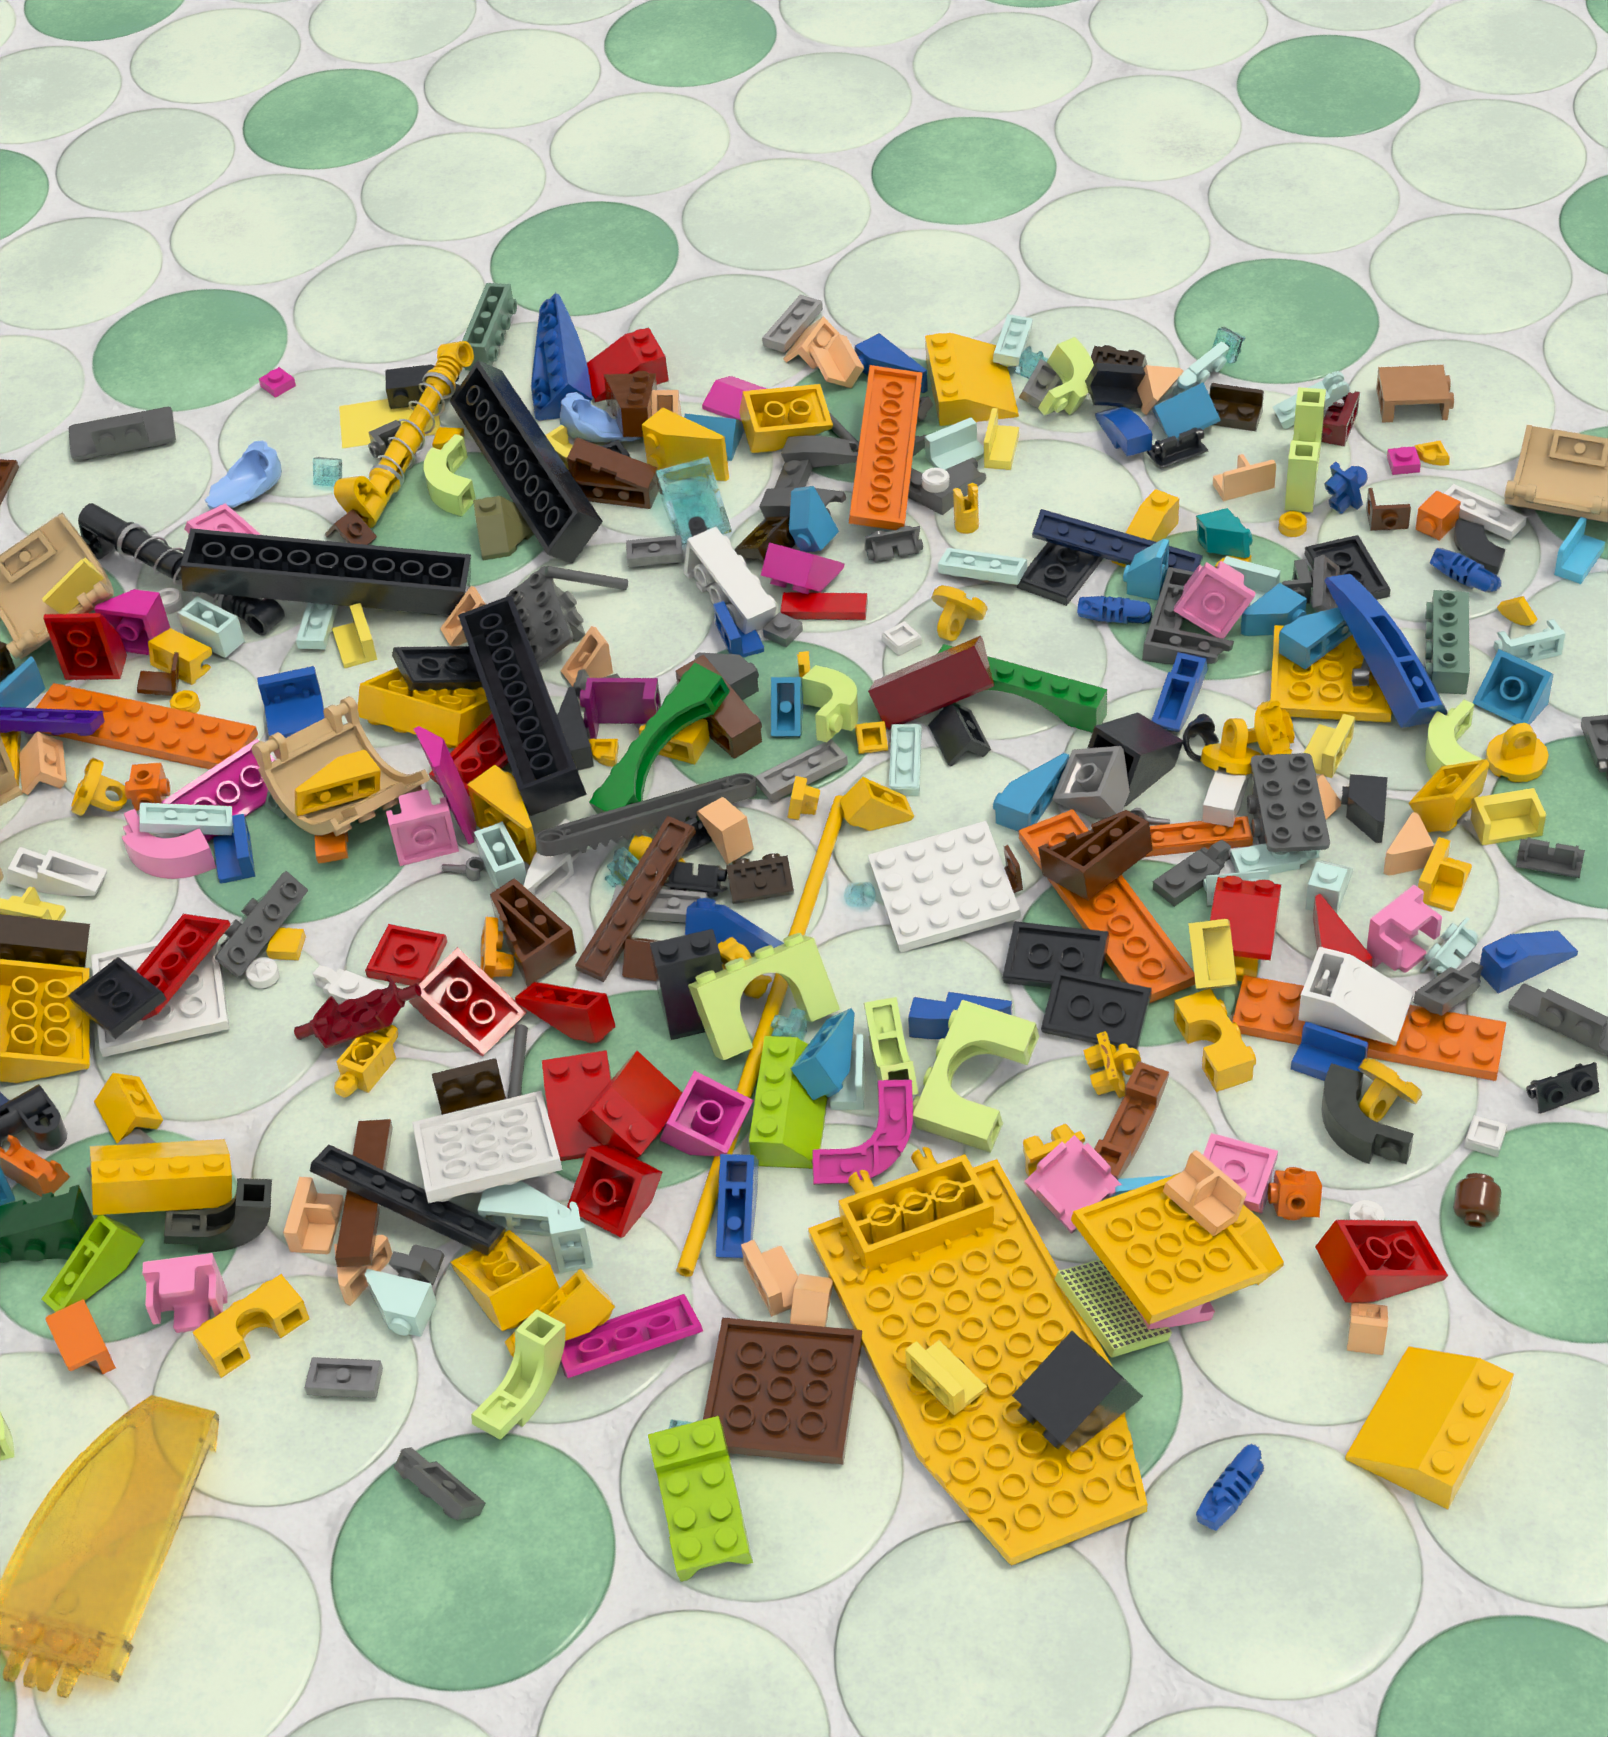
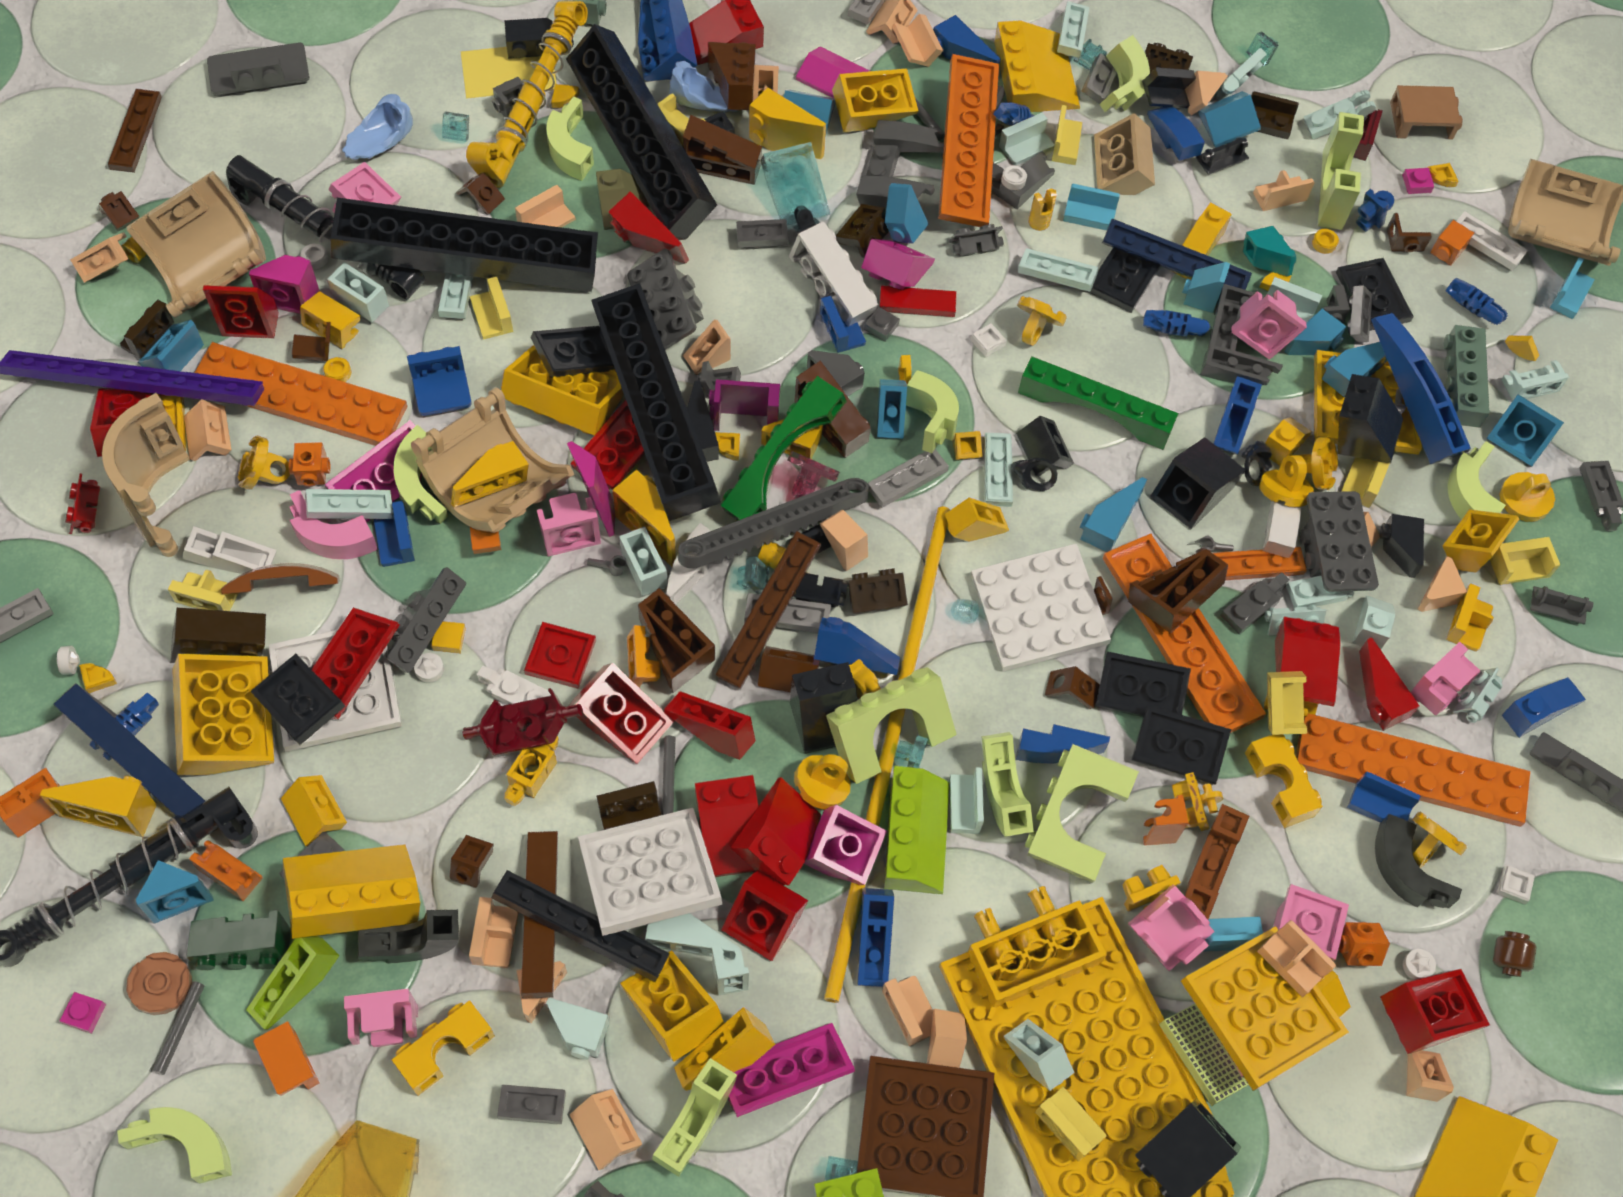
camera: 10 degrees left, 15 degrees up
(70, 896) = (316, 576): none -> dark orange slope
(78, 580) = (226, 245): light yellow panel -> none
(251, 796) = (408, 480): none -> yellowish green arch
(277, 382) = (401, 21): dark pink plate -> none
(290, 1150) = (470, 860): none -> reddish brown bracket
(420, 536) = (545, 209): none -> light nougat panel
(420, 1264) = (594, 989): dark grey bracket -> none
(423, 1398) = (605, 1128): none -> light nougat panel
(452, 626) = (596, 287): light nougat slope -> none
(519, 547) = (643, 229): none -> red slope
(585, 577) = (703, 261): dark grey bar -> none
(682, 1054) = (823, 780): none -> yellow tile
(692, 765) = (809, 474): none -> clear pink tile
(803, 799) = (910, 508): yellow tile -> none
(827, 1057) = (950, 786): dark azure slope -> none
(883, 1147) = (1001, 883): dark pink plate -> none
(913, 1306) = (1040, 1054): none -> light aqua slope
(932, 683) = (1024, 397): dark red slope -> none
(933, 754) = (1023, 470): none -> black piece
(934, 419) = (1012, 113): none -> blue hinge
(979, 956) = (1076, 684): none -> reddish brown bracket
(1021, 503) = (1091, 206): none -> medium azure panel
(1064, 456) = (1125, 157): none -> tan slope
(1070, 1081) = (1170, 825): none -> orange hinge
(1094, 782) = (1169, 507): light grey slope -> none
(1232, 705) = (1286, 439): none -> yellow slope
(1319, 680) = (1368, 421): none -> black slope
(1353, 998) = (1406, 749): white slope -> none
(1449, 988) = (1483, 739): dark grey hinge -> none
(1474, 544) = (1481, 271): black tile -> none
(1565, 1087) = (1590, 834): black hinge -> none

